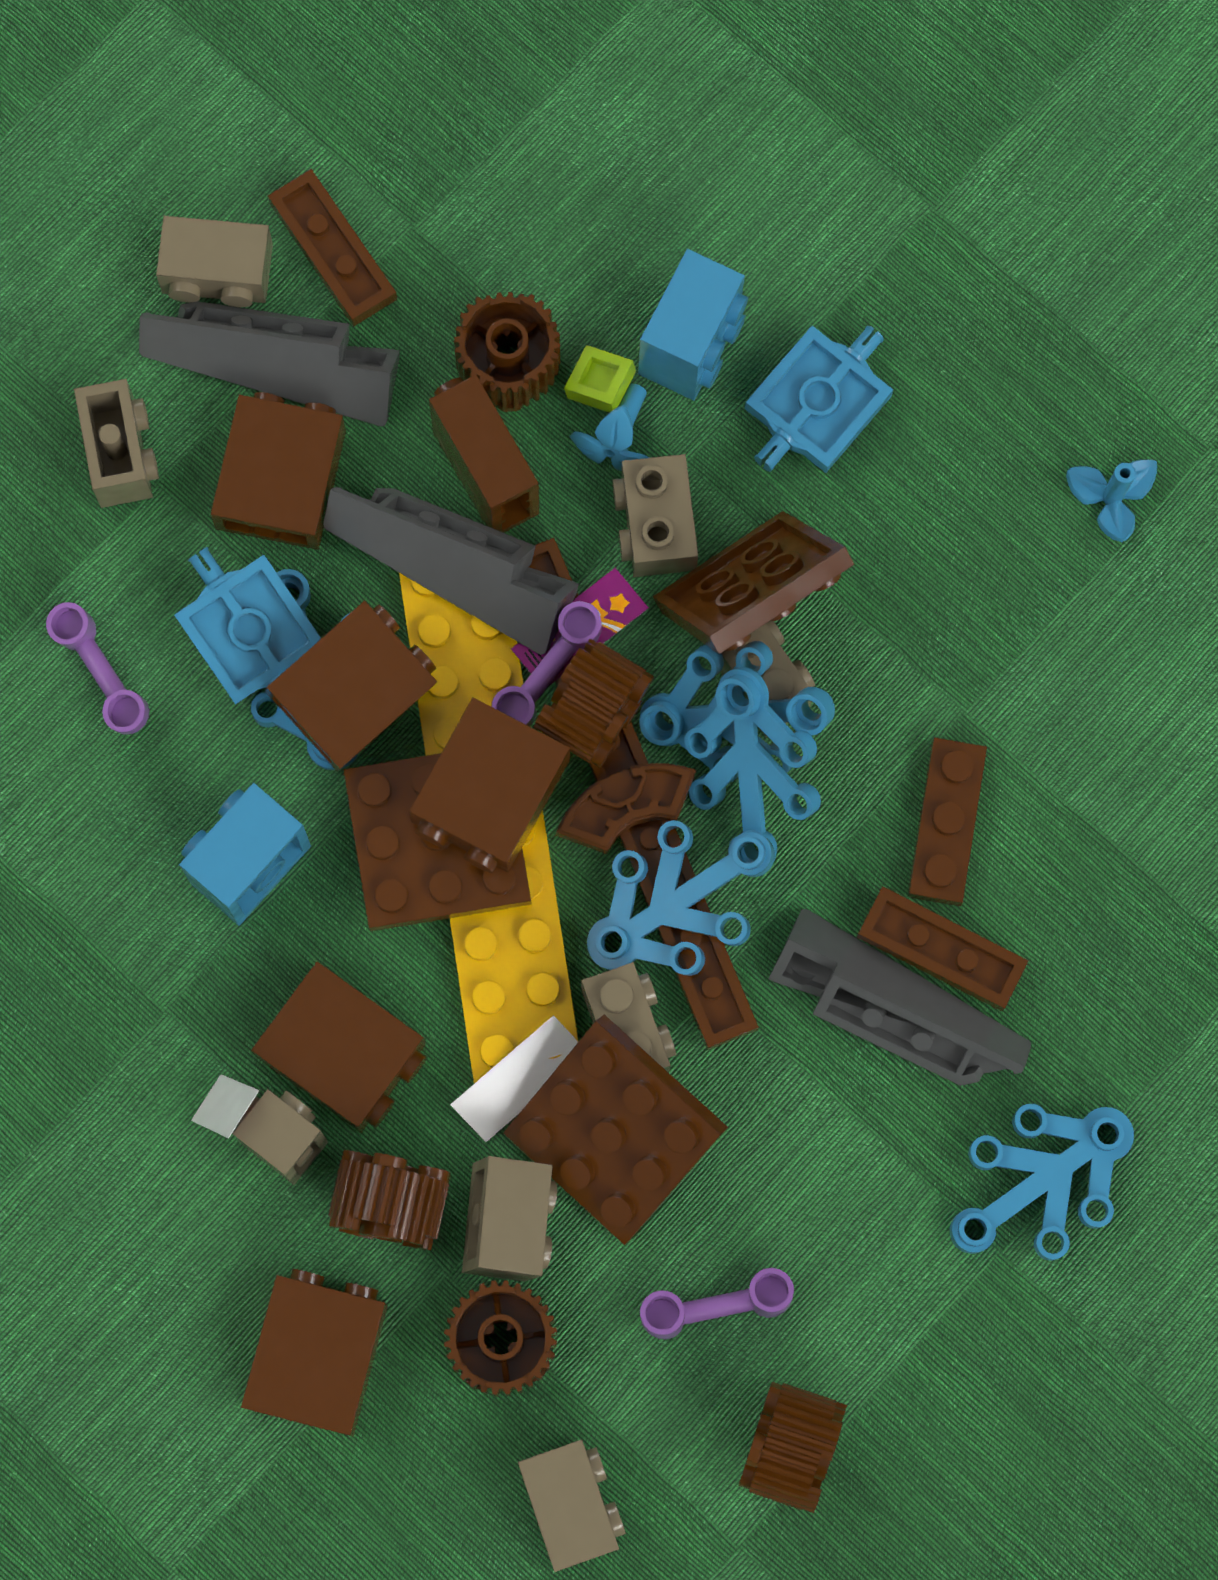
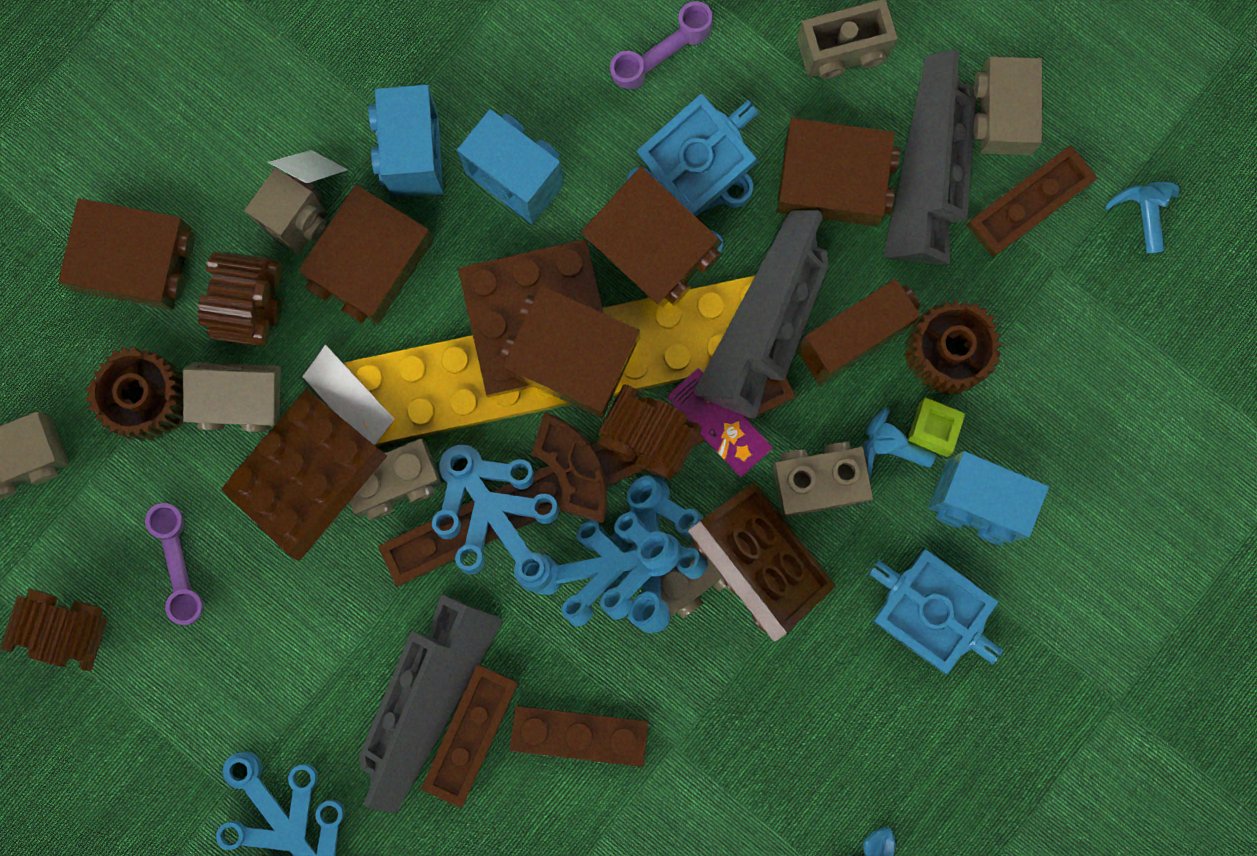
camera: 90 degrees right, 5 degrees up
(202, 981) = (407, 141): none -> dark azure brick
(339, 110) = (1149, 198): none -> dark azure plant
(577, 625) = (647, 375): medium lavender bar -> none

